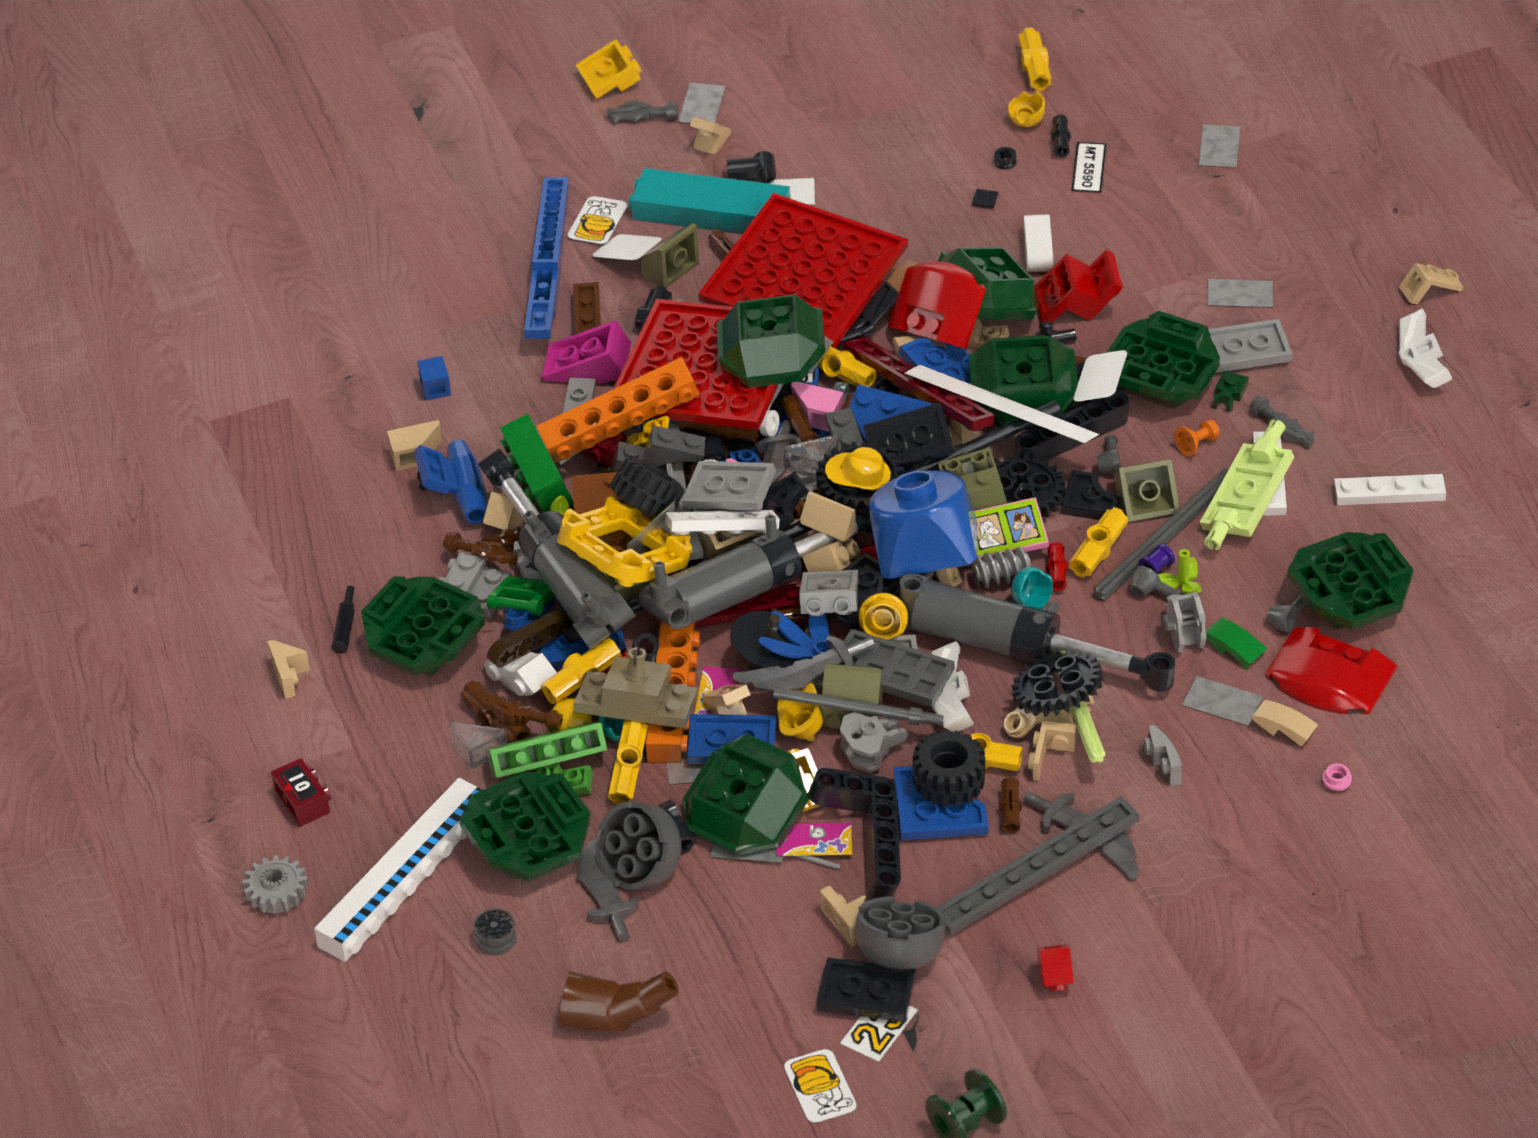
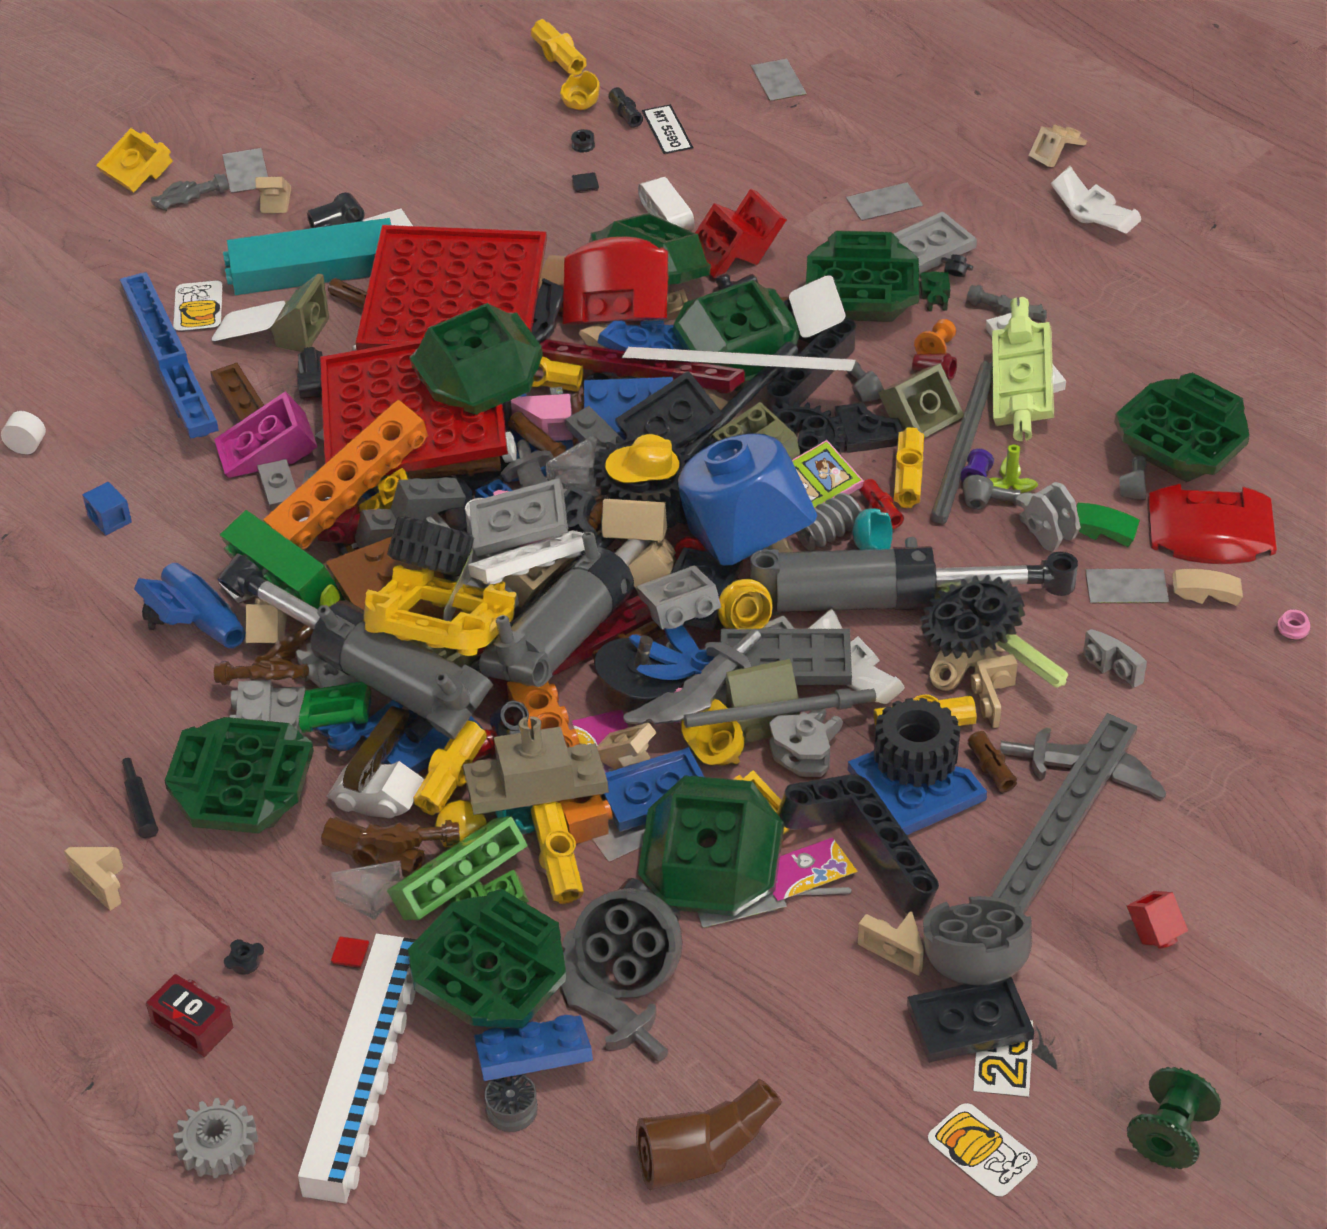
camera: 25 degrees left, 0 degrees up
(361, 764) = (244, 964): none -> black plate
(399, 293) = (23, 432): none -> white piece
(406, 440) = (114, 585): tan slope -> none
(438, 785) = (350, 952): none -> red piece
(529, 898) = (532, 1047): none -> blue plate
(1183, 460) = (947, 362): none -> dark red cone
(1259, 373) = (956, 265): none -> black plate
(1389, 489) = (1147, 336): white plate -> none

